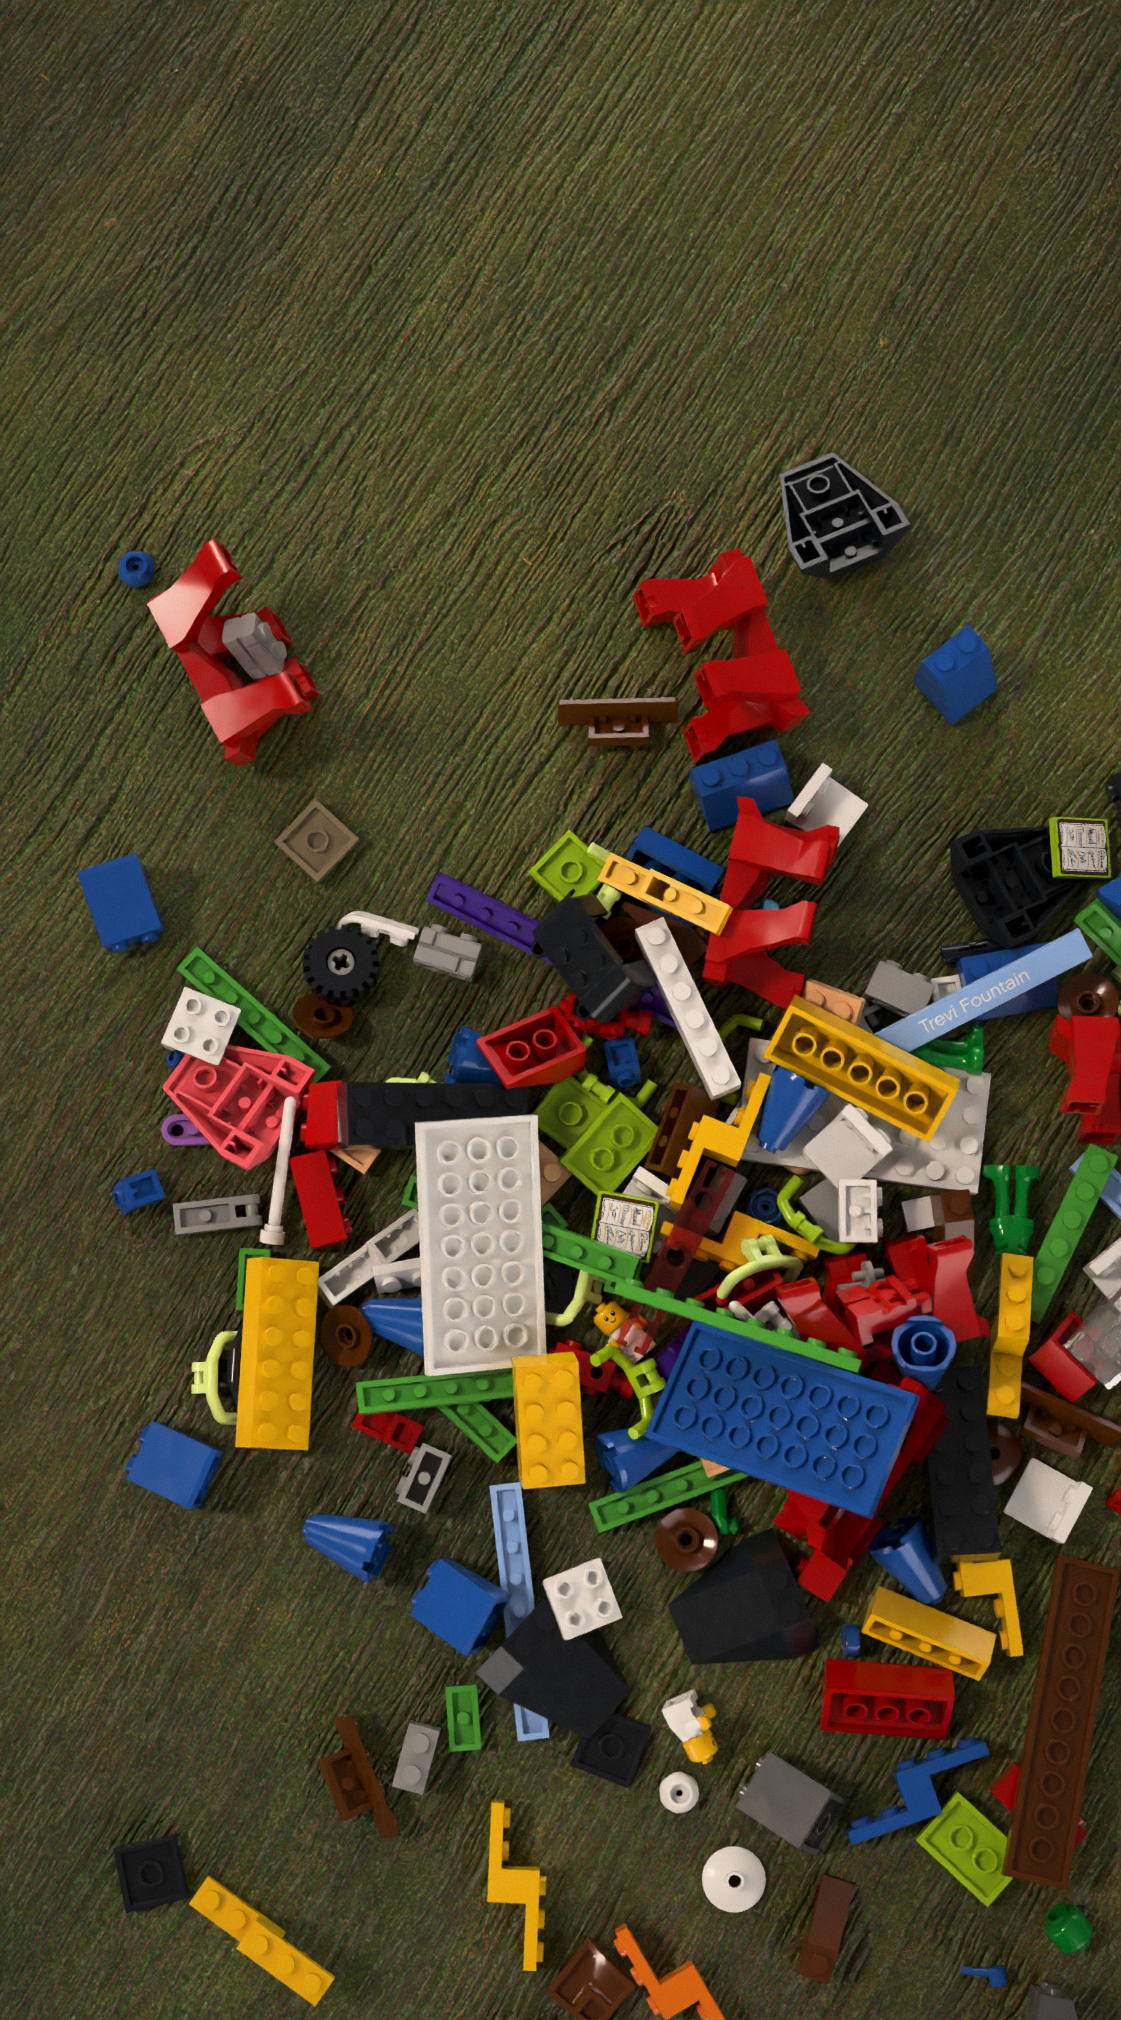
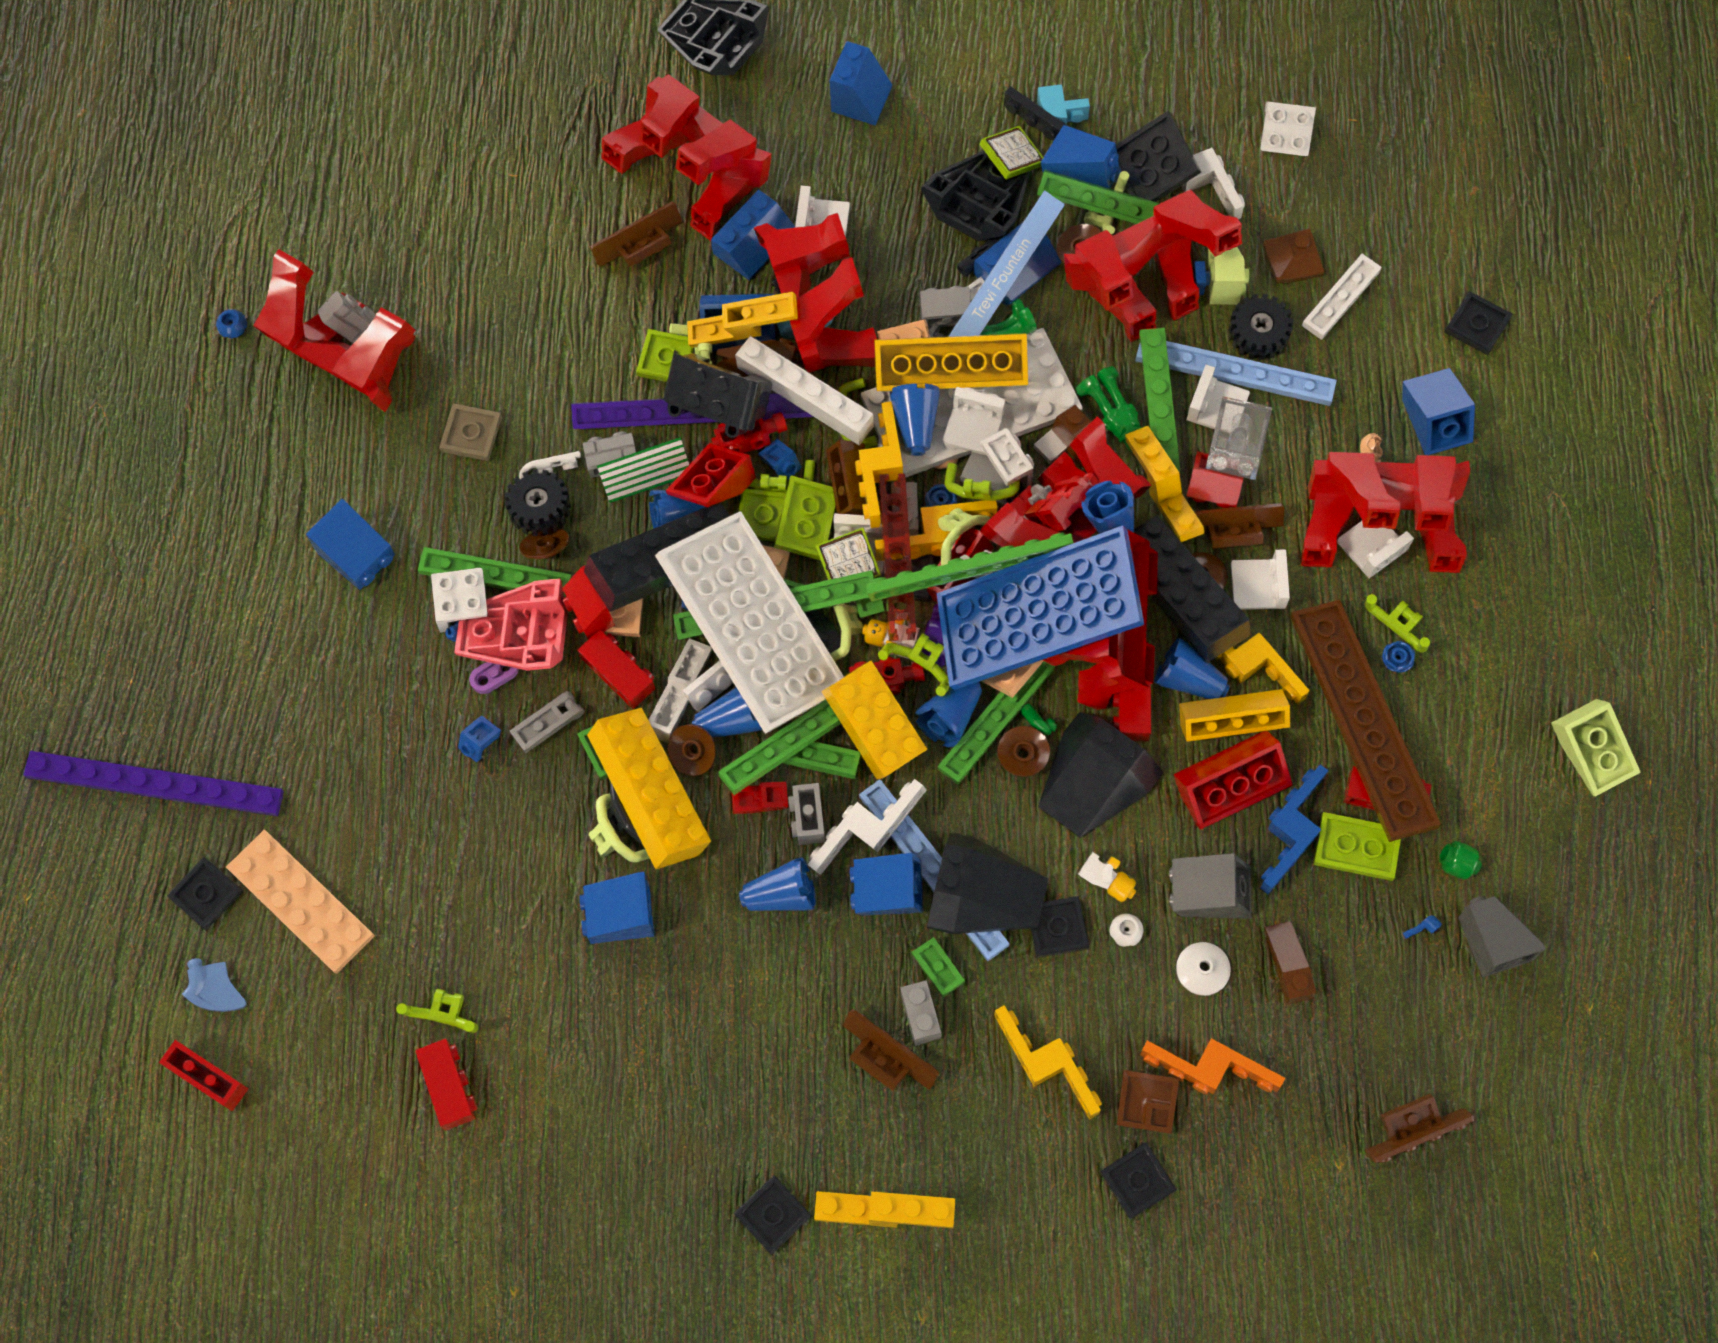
camera: 25 degrees left, 10 degrees down
(273, 1231) = (594, 709): white piece -> none
(473, 992) = (643, 470): none -> sticker
(475, 1528) = (866, 826): none -> white bracket
(582, 1599) = (974, 828): white bracket -> none
(850, 1640) = (1182, 754): blue tile -> none

